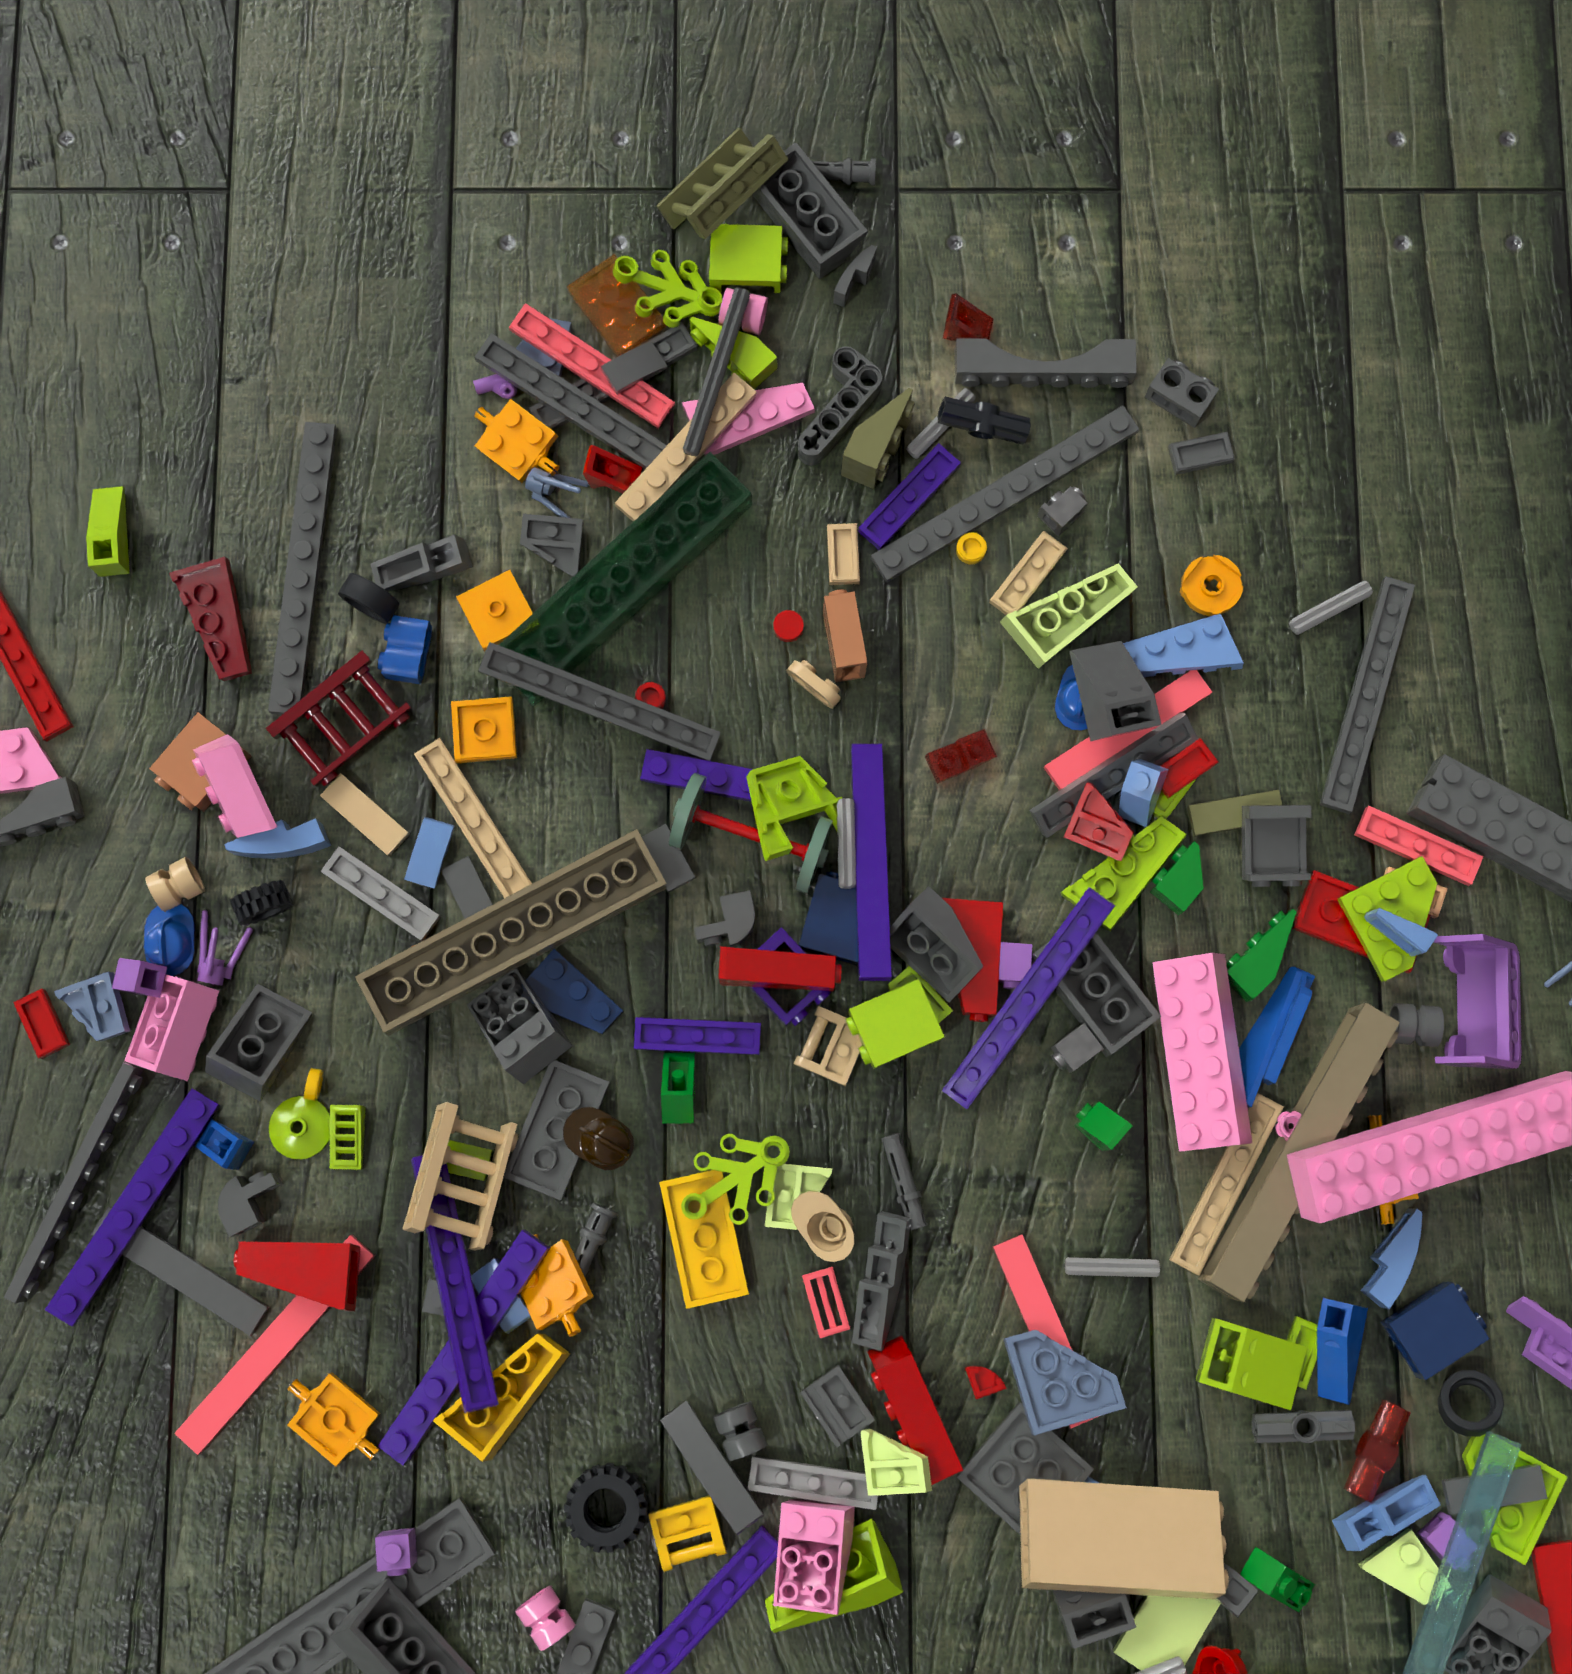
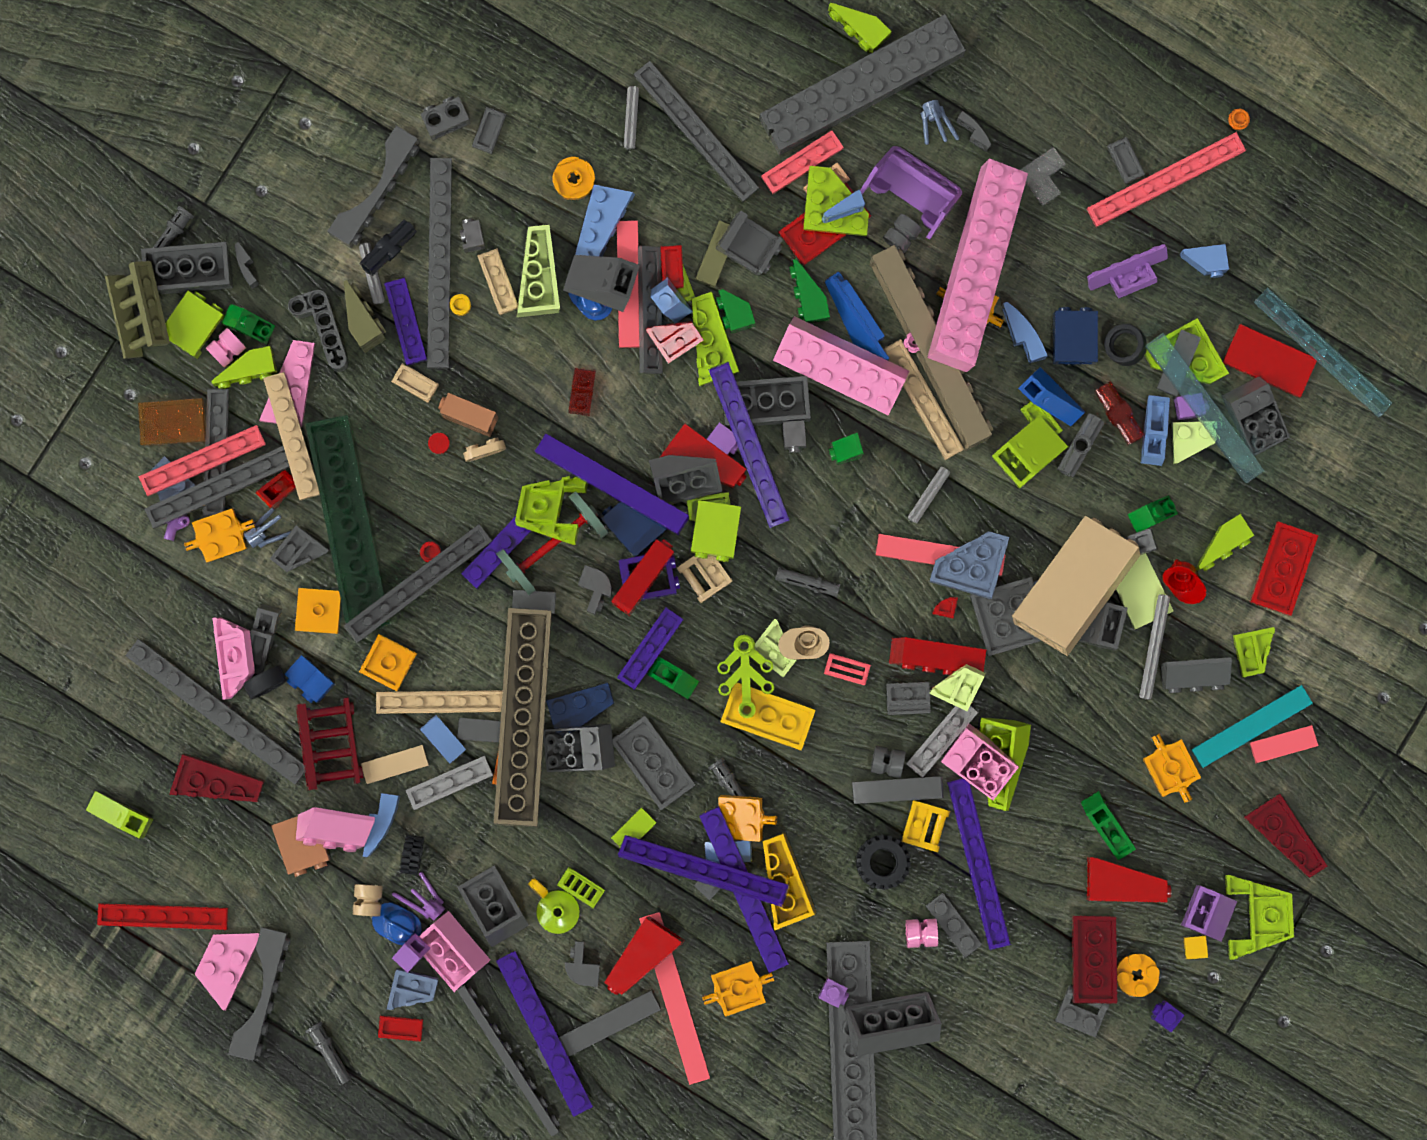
camera: 60 degrees left, 5 degrees up
(224, 1145) = (540, 961): blue slope -> none
(380, 543) = (233, 656): none -> bright pink wing
(430, 1184) = (641, 851): tan fence -> none
(598, 1138) = (673, 741): dark brown piece -> none
(633, 367) = (220, 436): dark grey slope -> none
(671, 288) = (182, 381): lime plant -> none
(716, 372) = (260, 391): dark grey axle -> none
(788, 320) = (248, 324): none -> green slope
(846, 843) = (593, 491): light grey axle -> none
(882, 1281) = (855, 630): dark grey slope -> none
(966, 321) = (319, 217): clear red slope -> none

